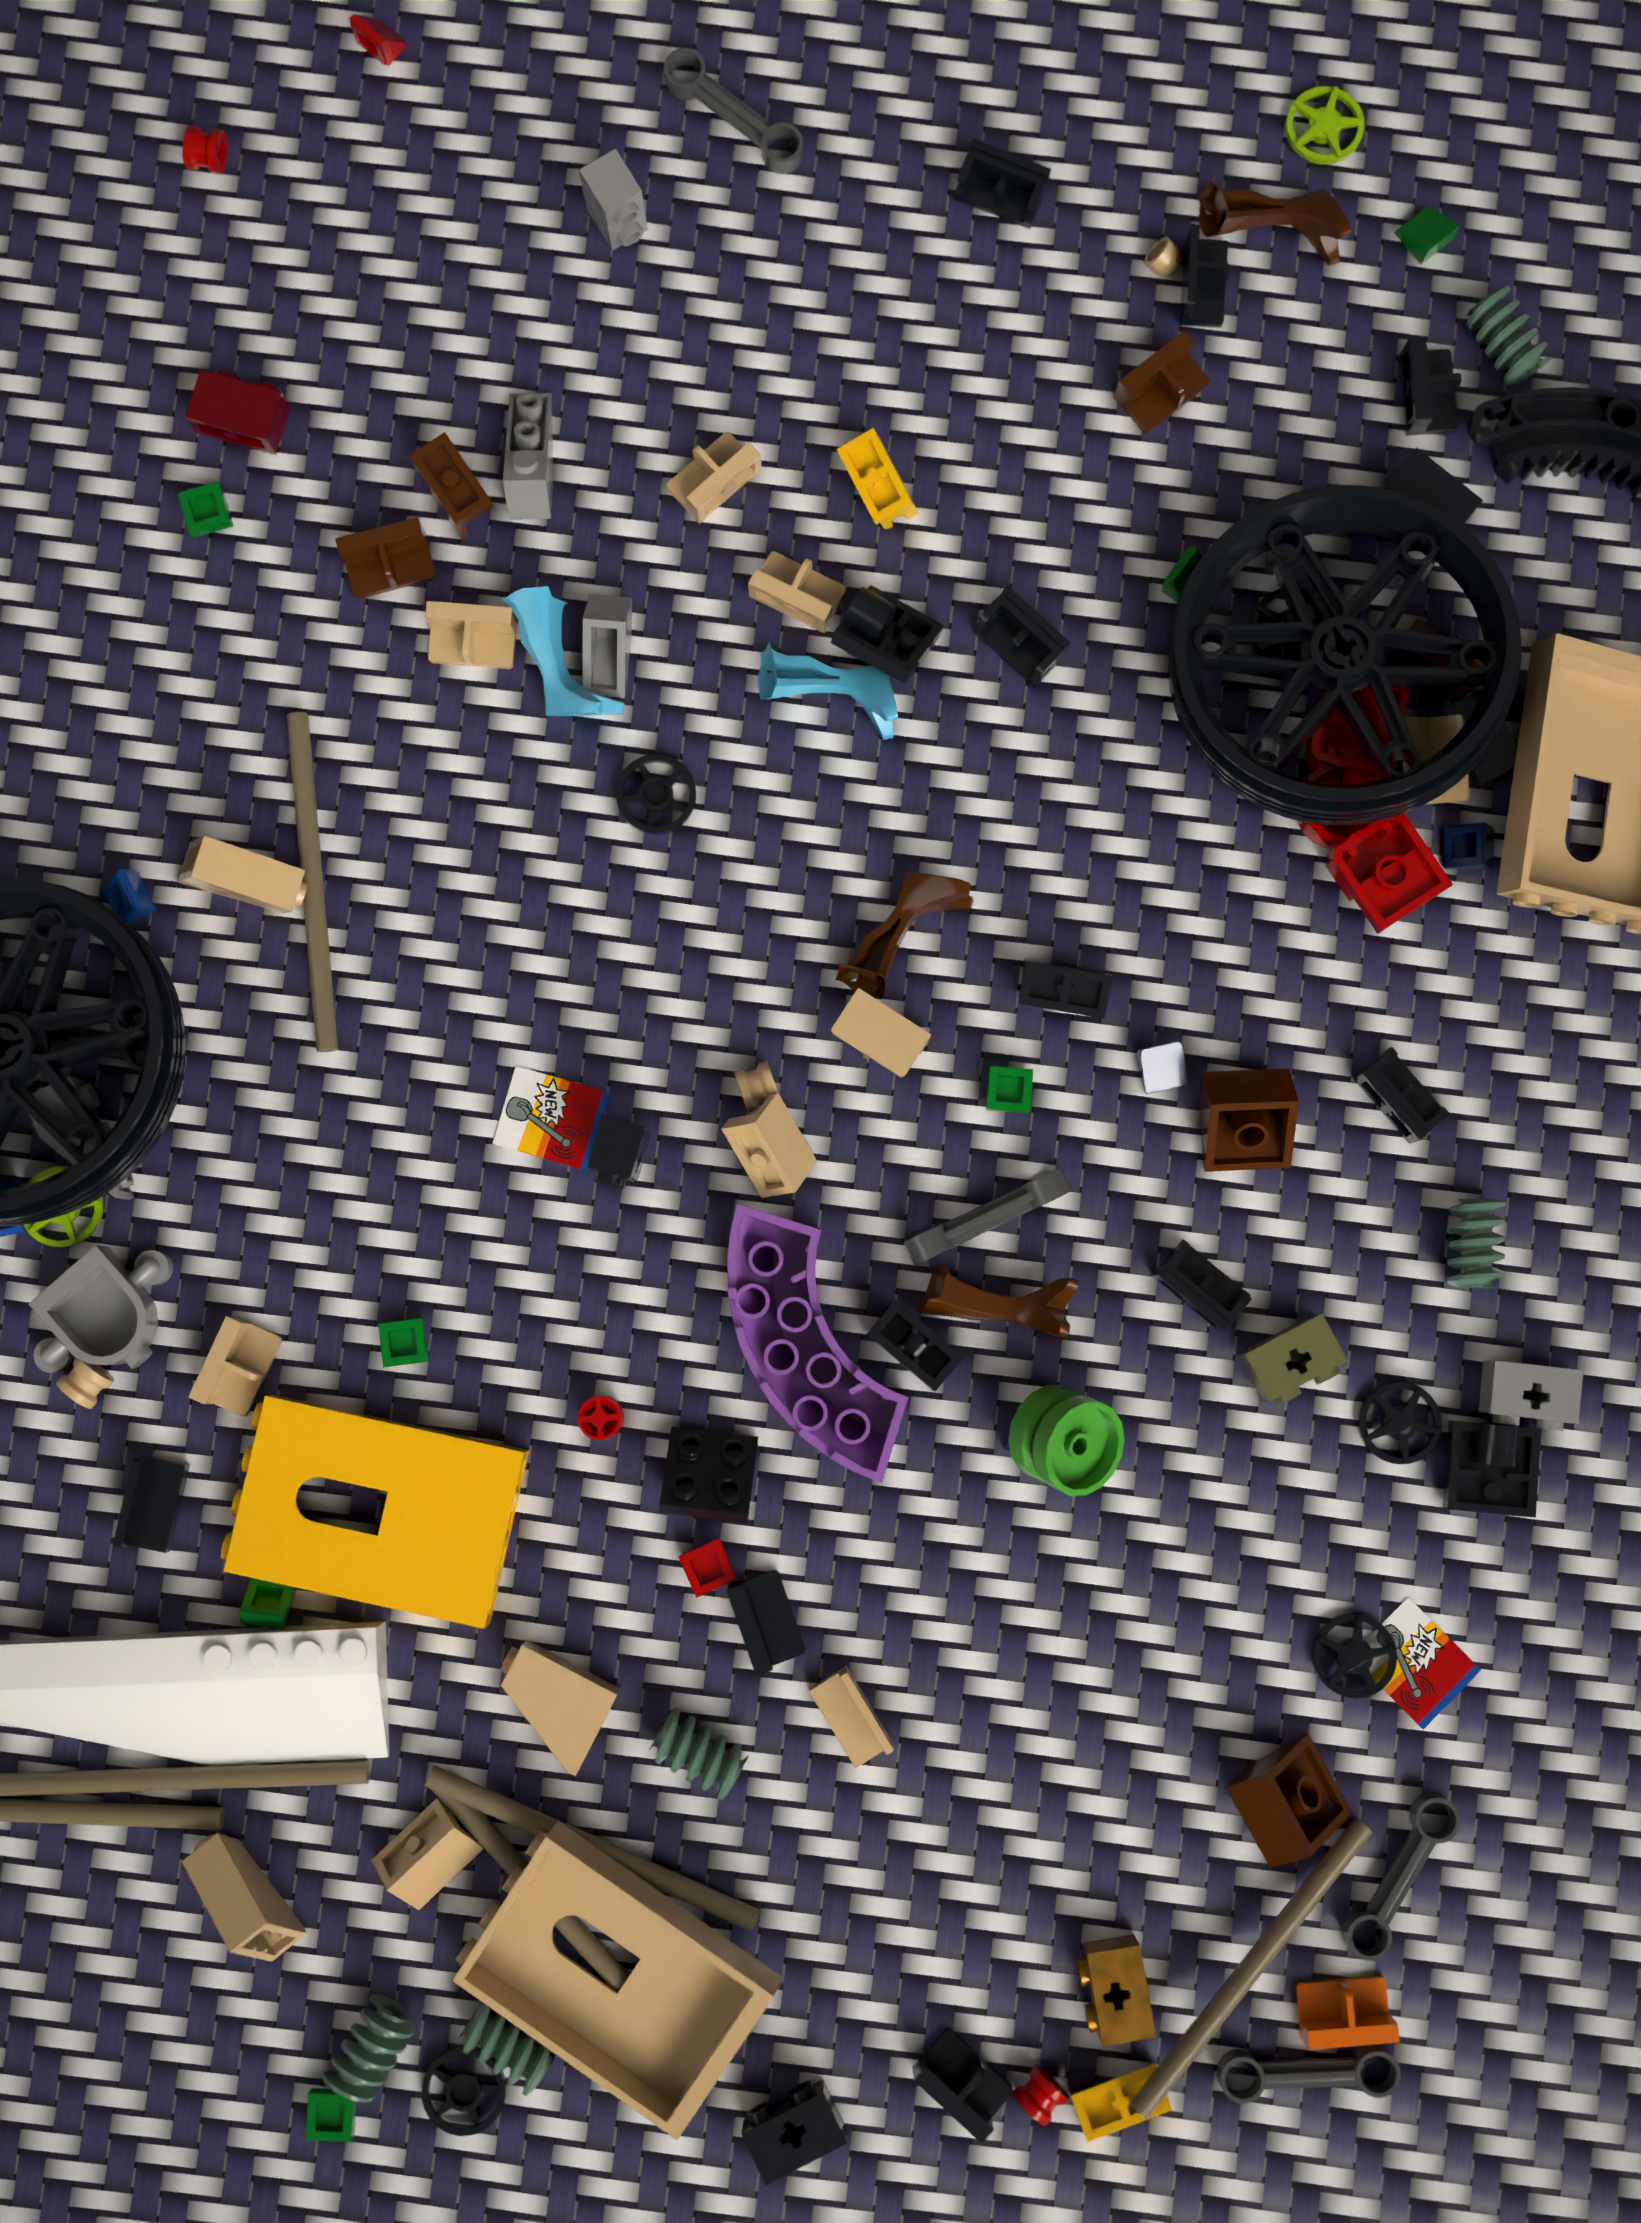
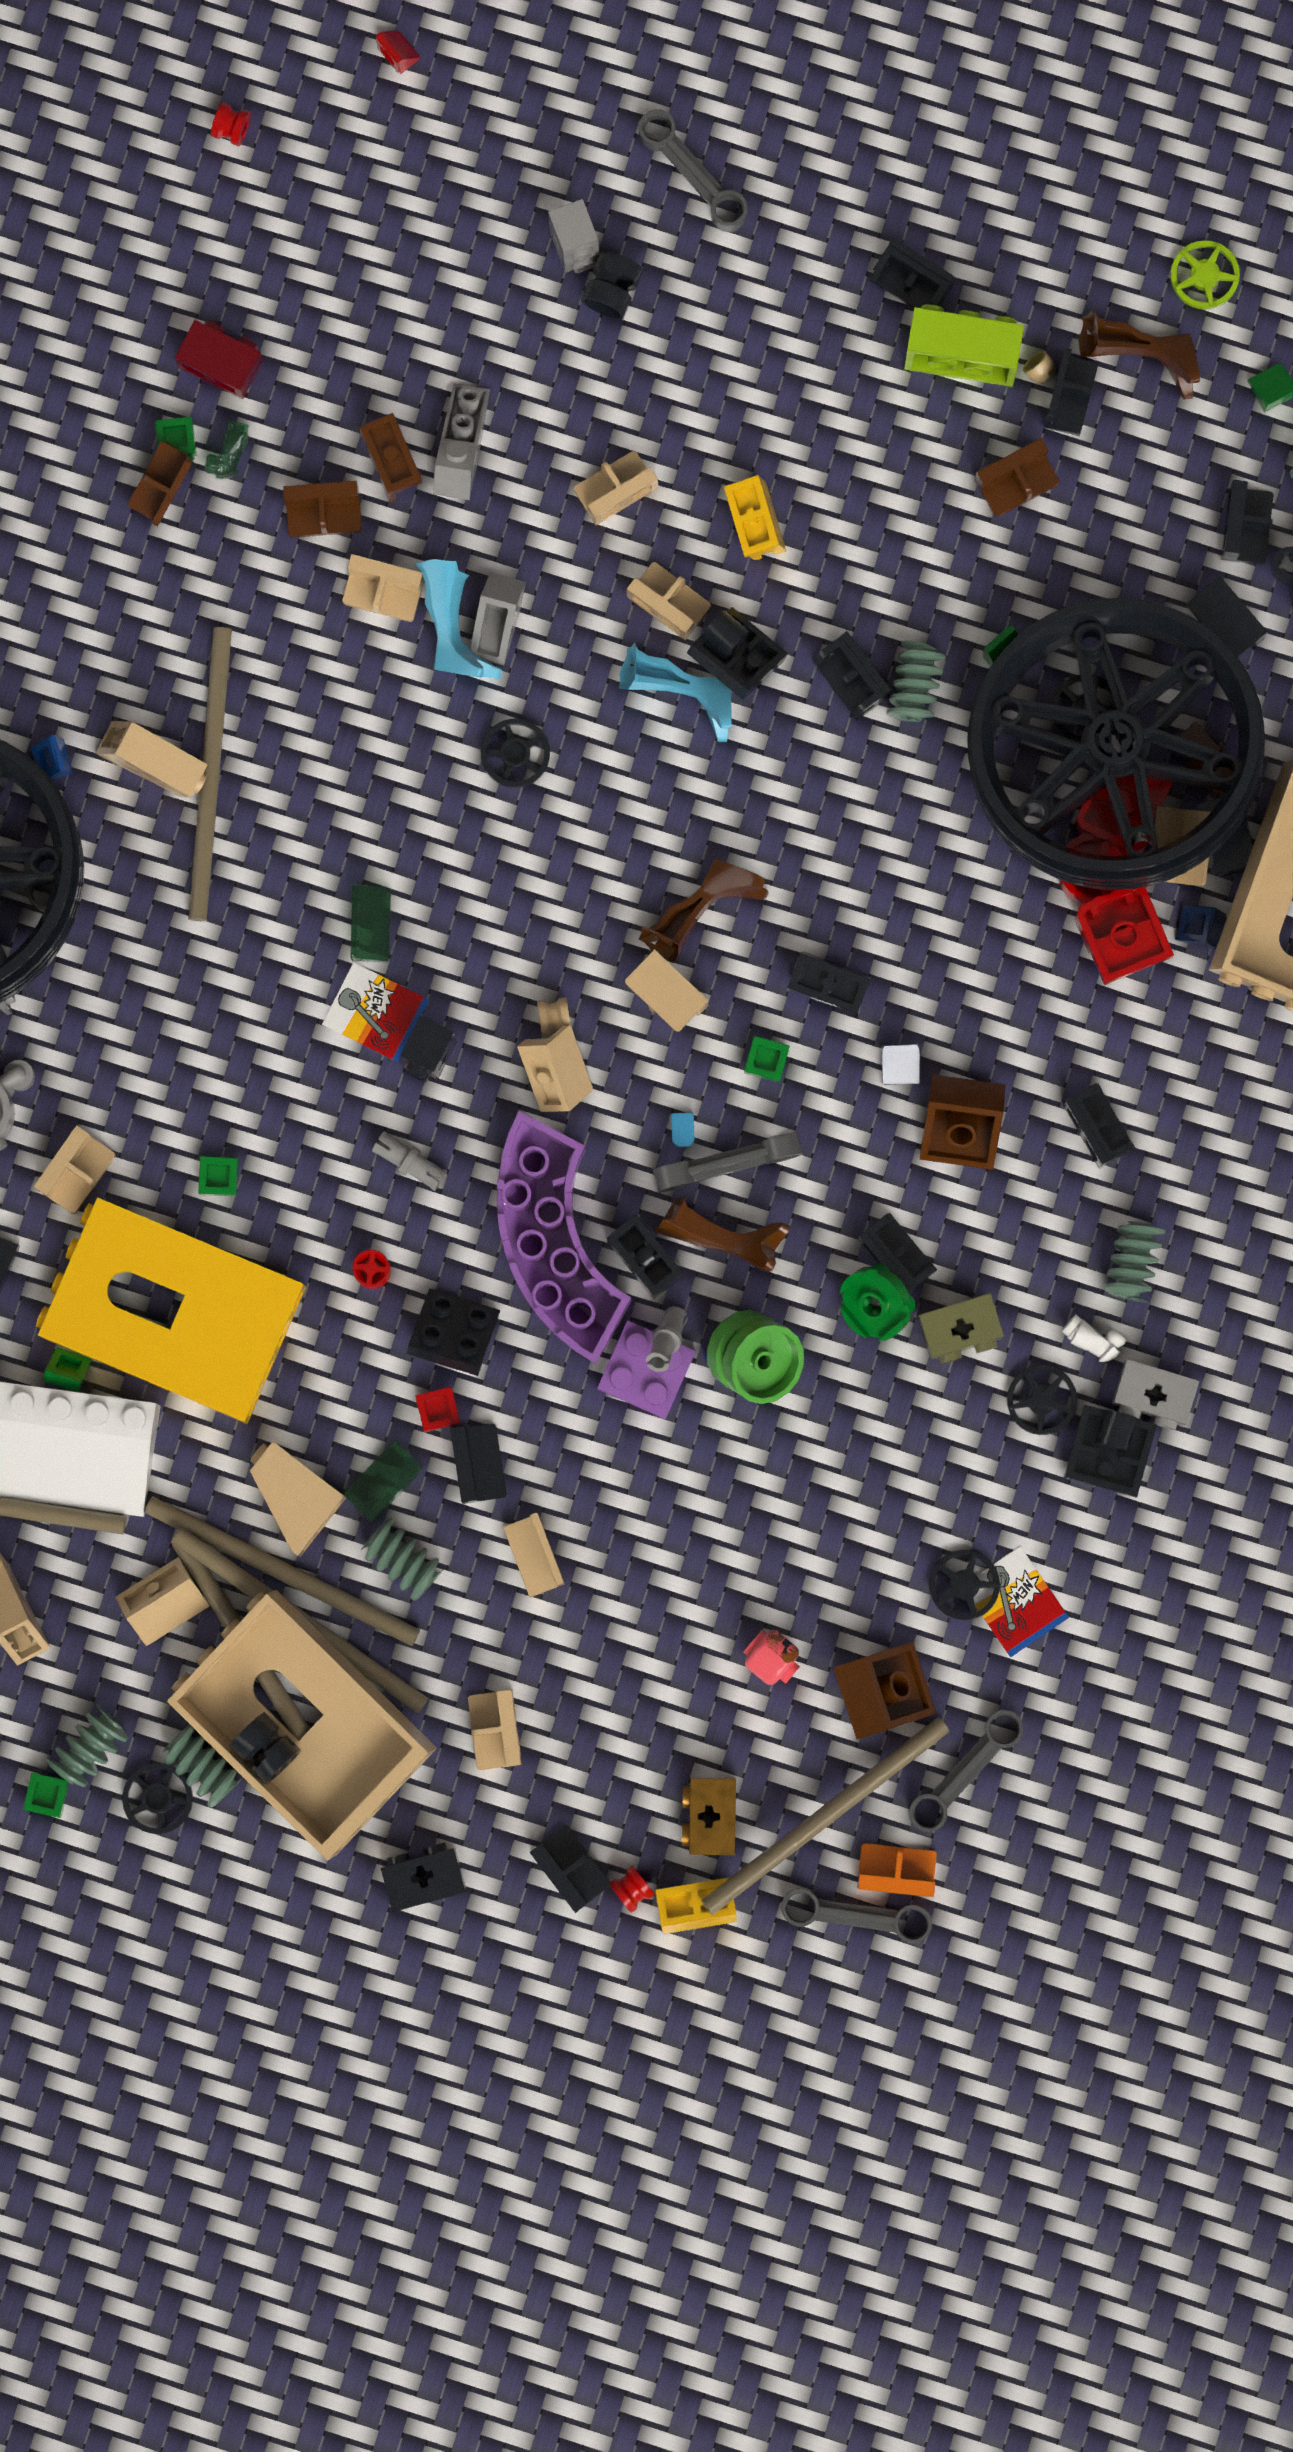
camera: 15 degrees right, 0 degrees up
(195, 560) = (160, 482): none -> reddish brown panel
(272, 509) = (232, 448): none -> clear green arm
(526, 1018) = (370, 923): none -> clear green slope
(561, 1791) = (283, 1571): none -> dark tan piece
(579, 2016) = (265, 1748): none -> black wheel
(621, 1283) = (409, 1161): none -> light grey pin
(659, 1663) = (383, 1481): none -> clear green hinge
(667, 249) = (611, 287): none -> black wheel
(844, 1933) = (494, 1730): none -> tan panel
(928, 1187) = (682, 1129): none -> dark azure piece
(939, 1474) = (634, 1382): none -> medium lavender plate
(958, 1437) = (666, 1339): none -> light grey pin
(1077, 243) = (964, 345): none -> lime brick
(1094, 630) = (915, 682): none -> sand green piece
(1151, 1787) = (772, 1657): none -> coral head
(1200, 1329) = (888, 1290): none -> green plate
(1439, 1342) = (1088, 1338): none -> white arm

